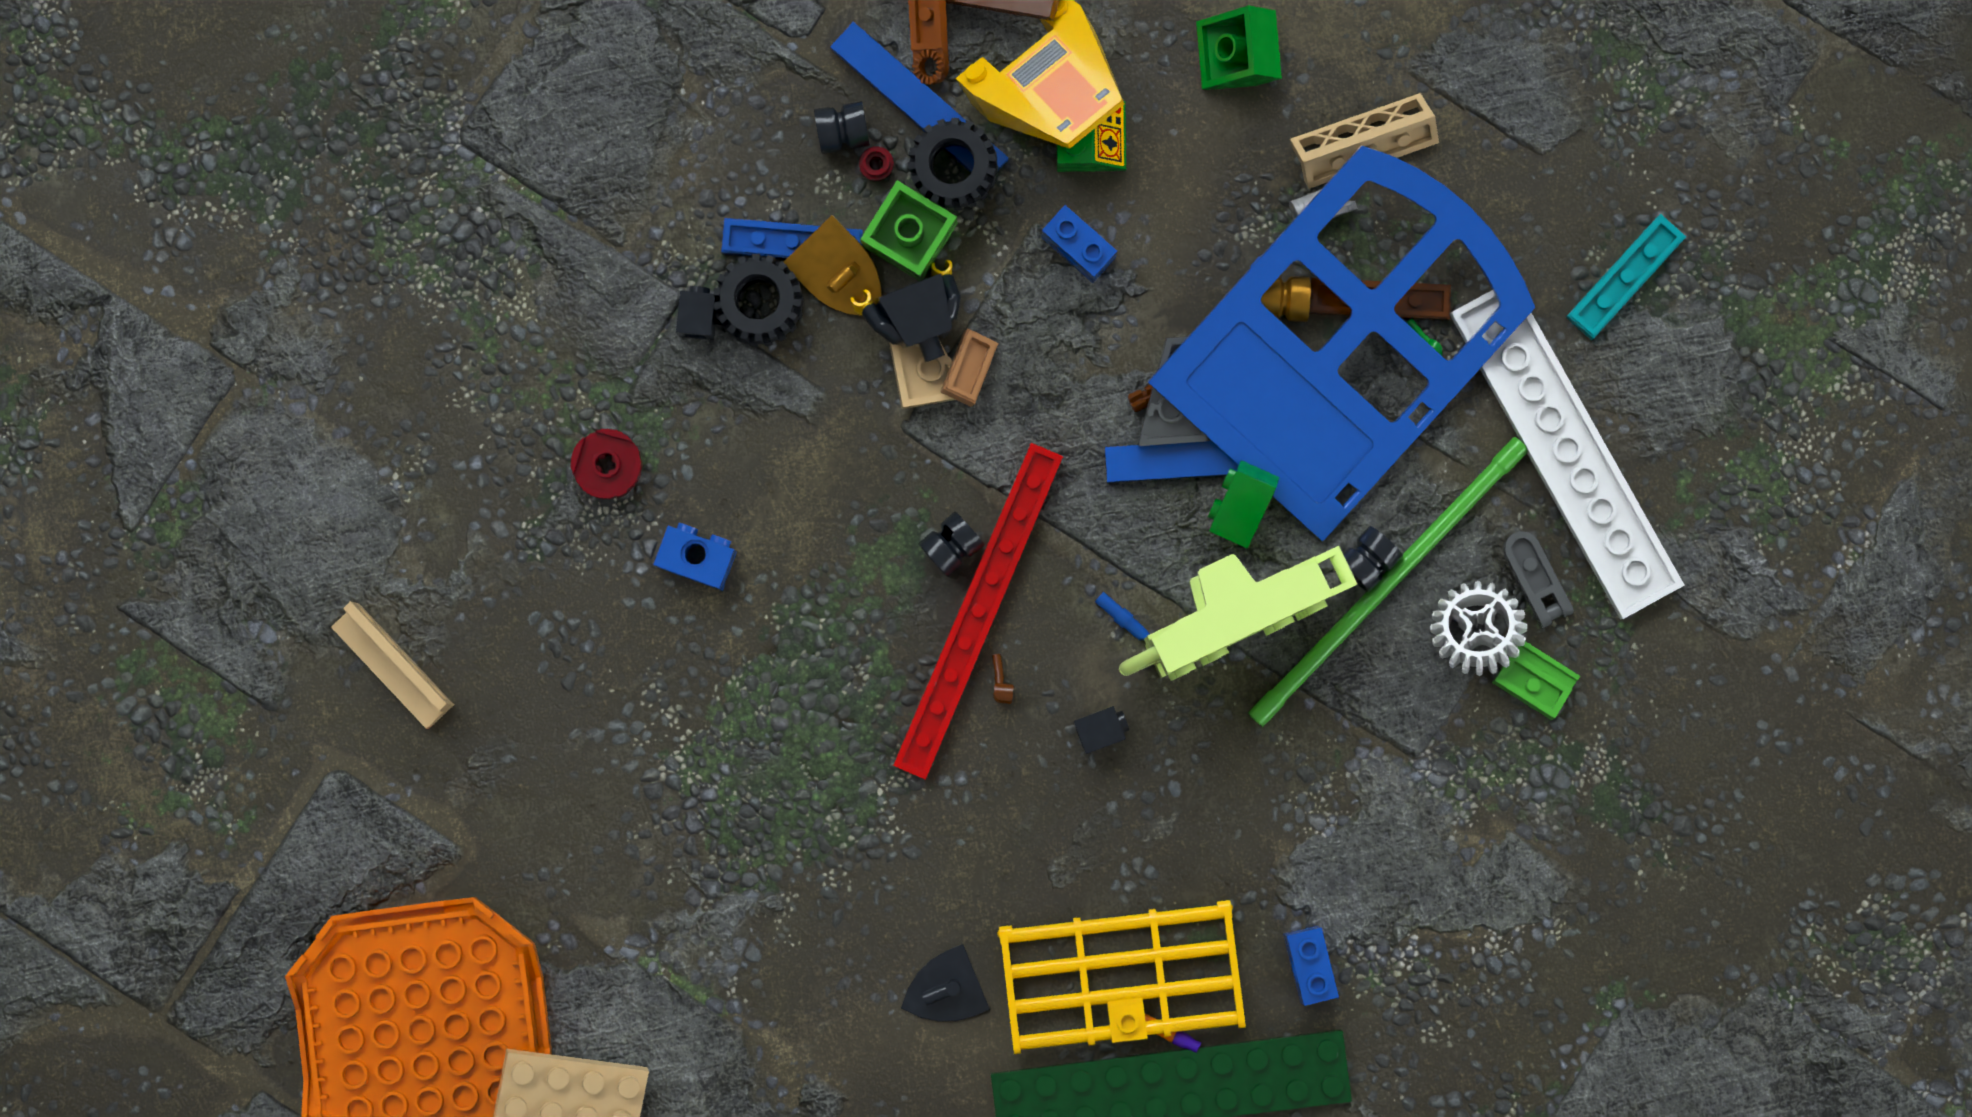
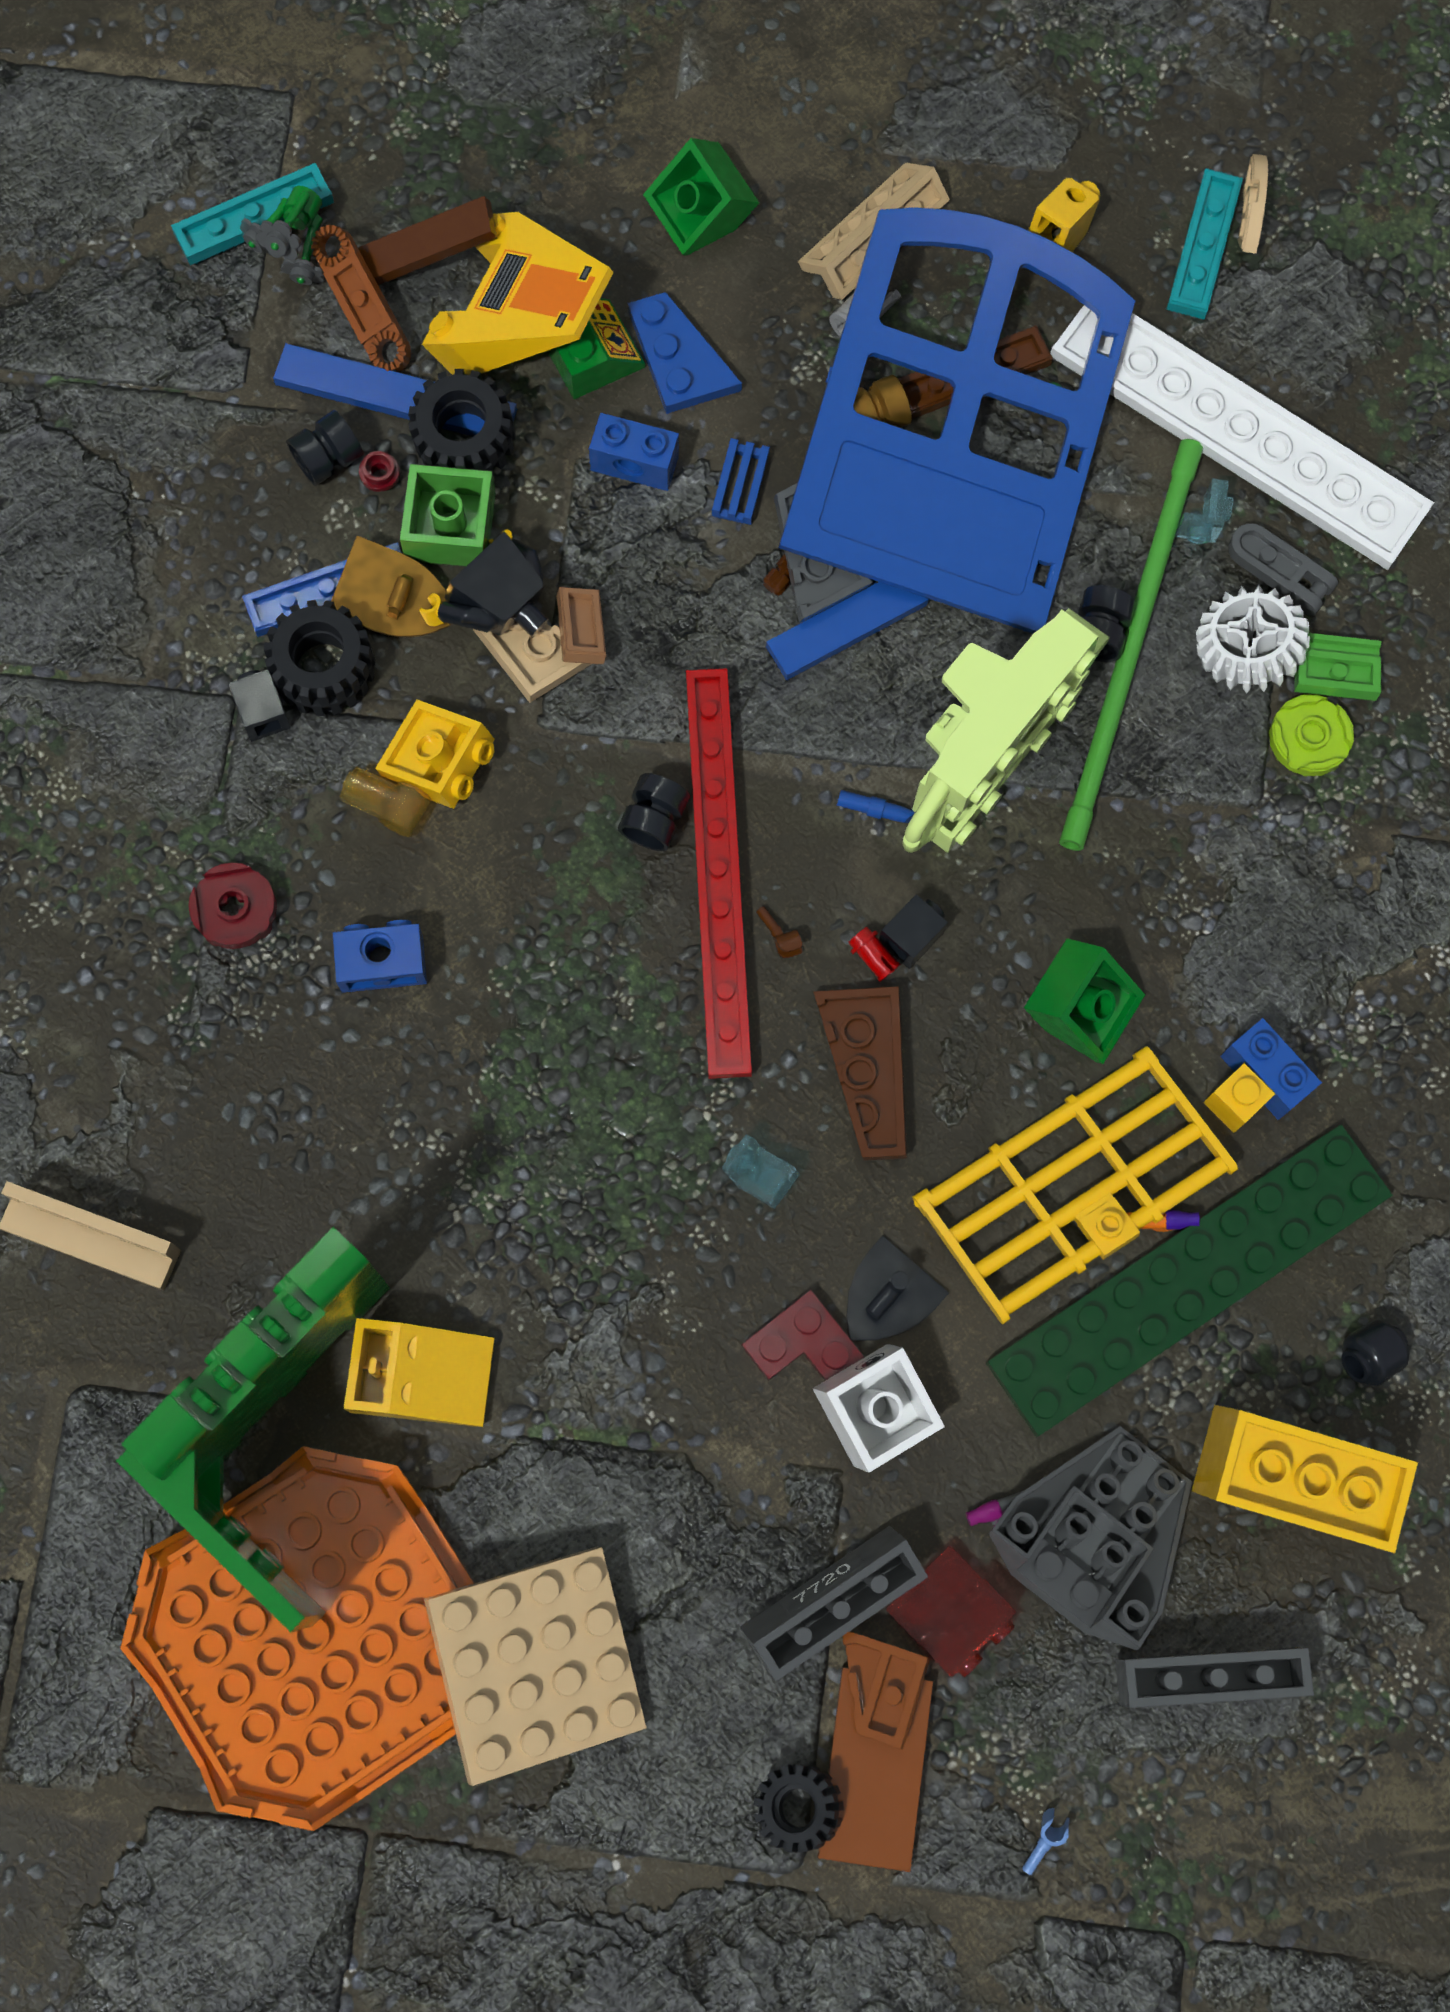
camera: 35 degrees left, 10 degrees down
(383, 874) = (196, 1427): none -> green bracket
(579, 882) = (418, 1373): none -> yellow slope
(761, 442) = (395, 806): none -> clear yellow piece
(811, 418) = (437, 753): none -> yellow plate
(871, 985) = (801, 1330): none -> dark red plate
(892, 1070) = (878, 1407): none -> white brick
(894, 855) = (759, 1171): none -> clear light blue bracket
(1018, 808) = (868, 1057): none -> reddish brown wing
(1062, 729) = (873, 953): none -> red pin
(1155, 174) = (678, 356): none -> blue wing
(1170, 281) = (747, 451): none -> blue tile
(1201, 844) = (1085, 999): none -> green slope
(1243, 504) = (942, 623): green brick -> none
(1275, 975) = (1239, 1098): none -> yellow brick
(1487, 722) = (1311, 735): none -> lime tile
(1510, 508) = (1216, 510): none -> clear light blue bracket
(1518, 208) = (1068, 208): none -> yellow torso
(1679, 265) = (1253, 203): none -> tan tile

